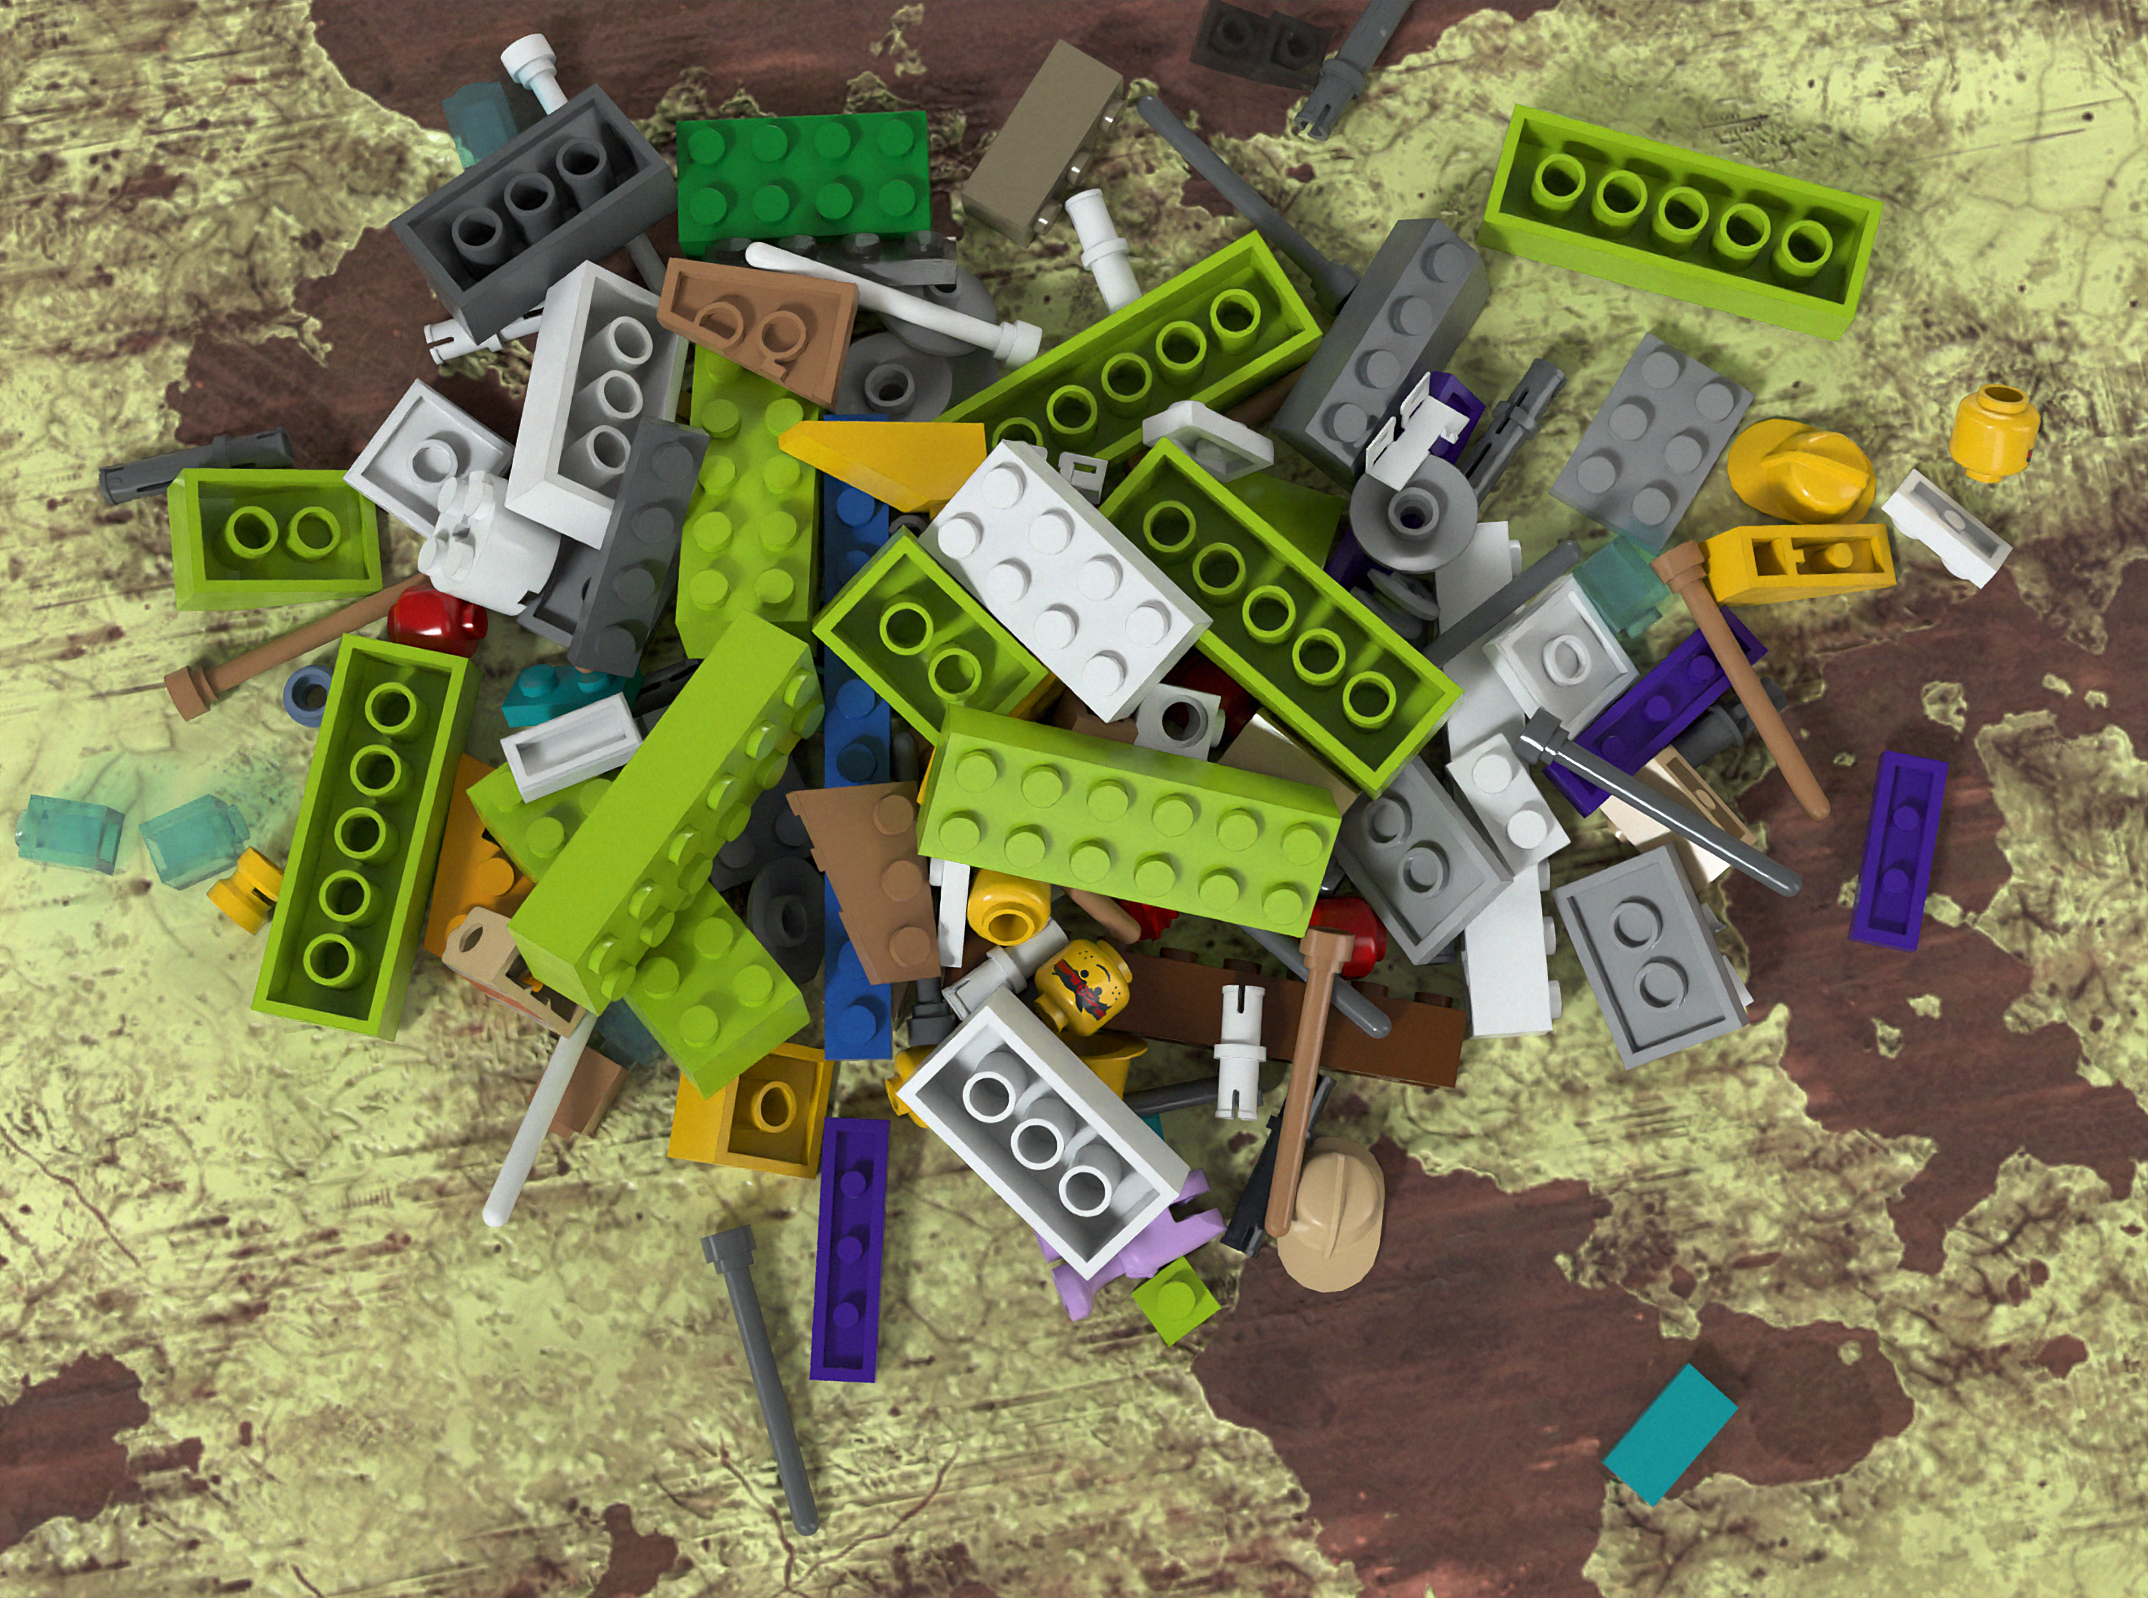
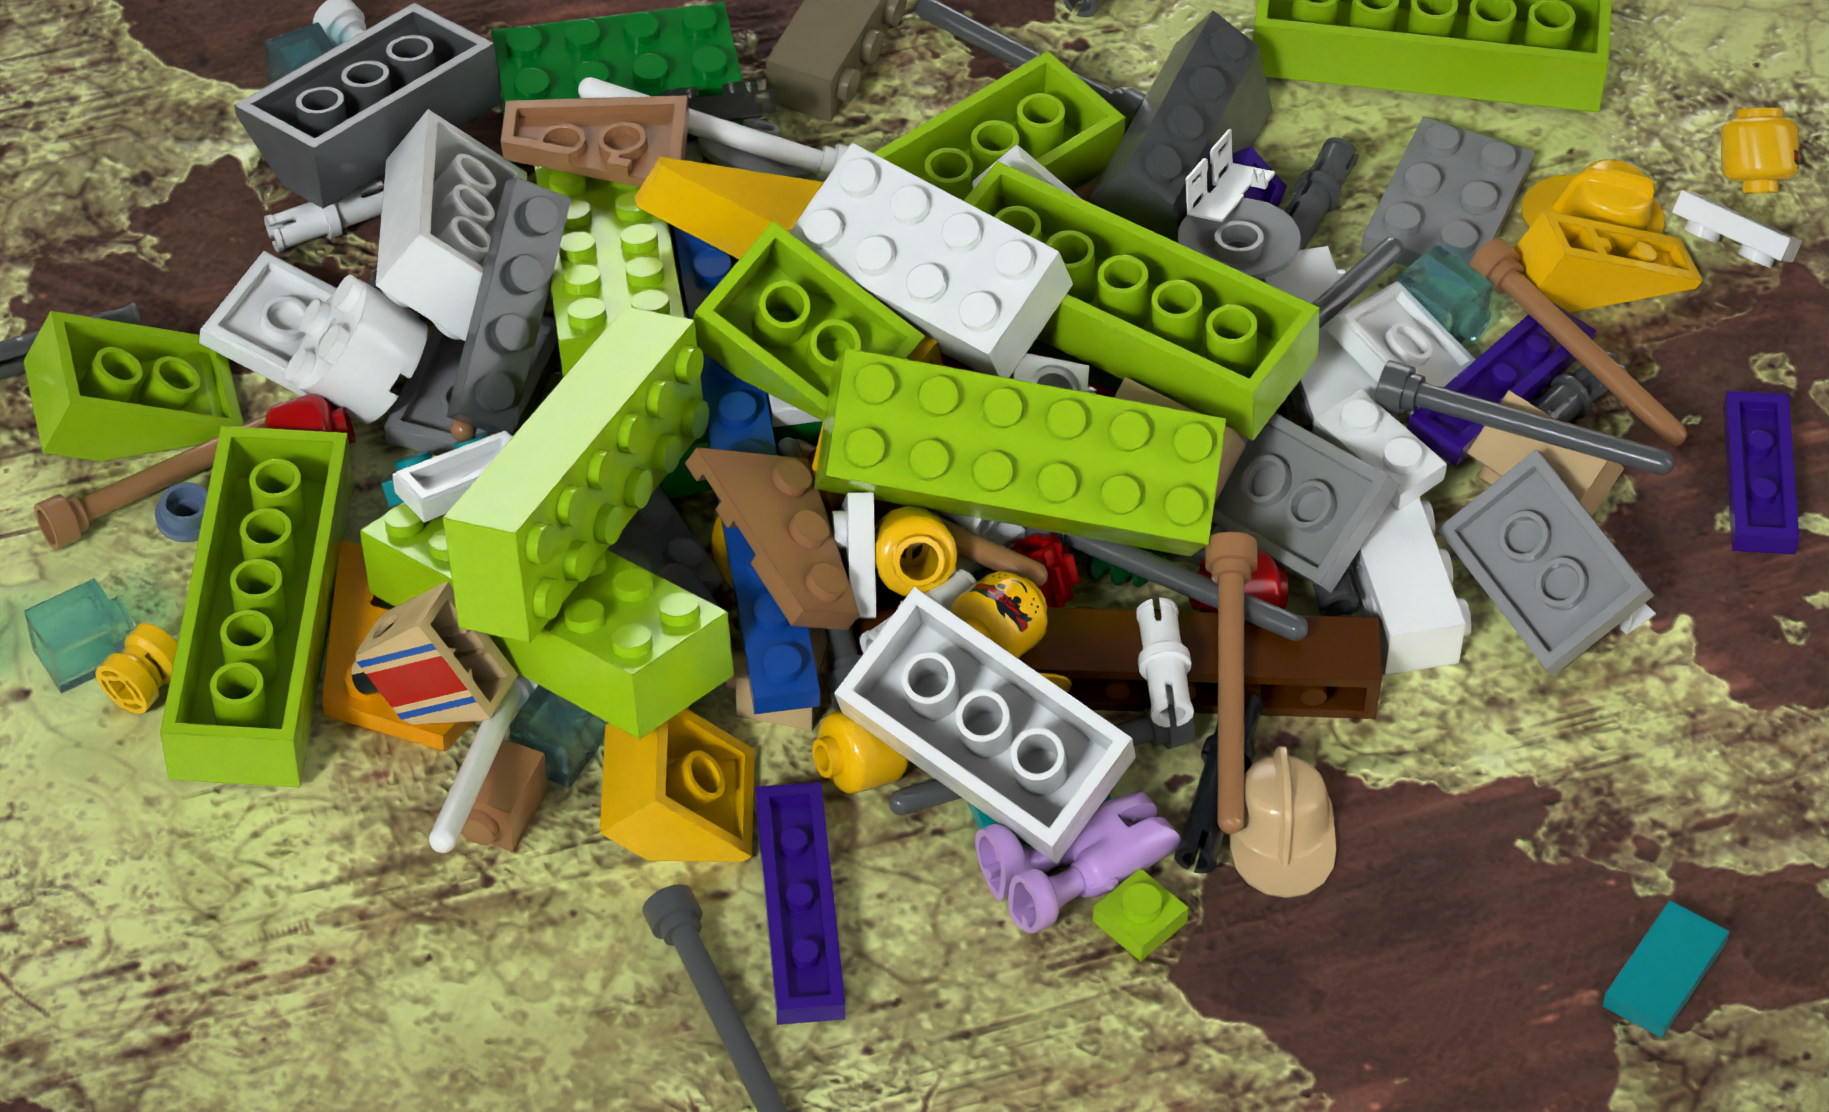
camera: 15 degrees left, 30 degrees down
(1103, 249) = (904, 104): white pin -> none

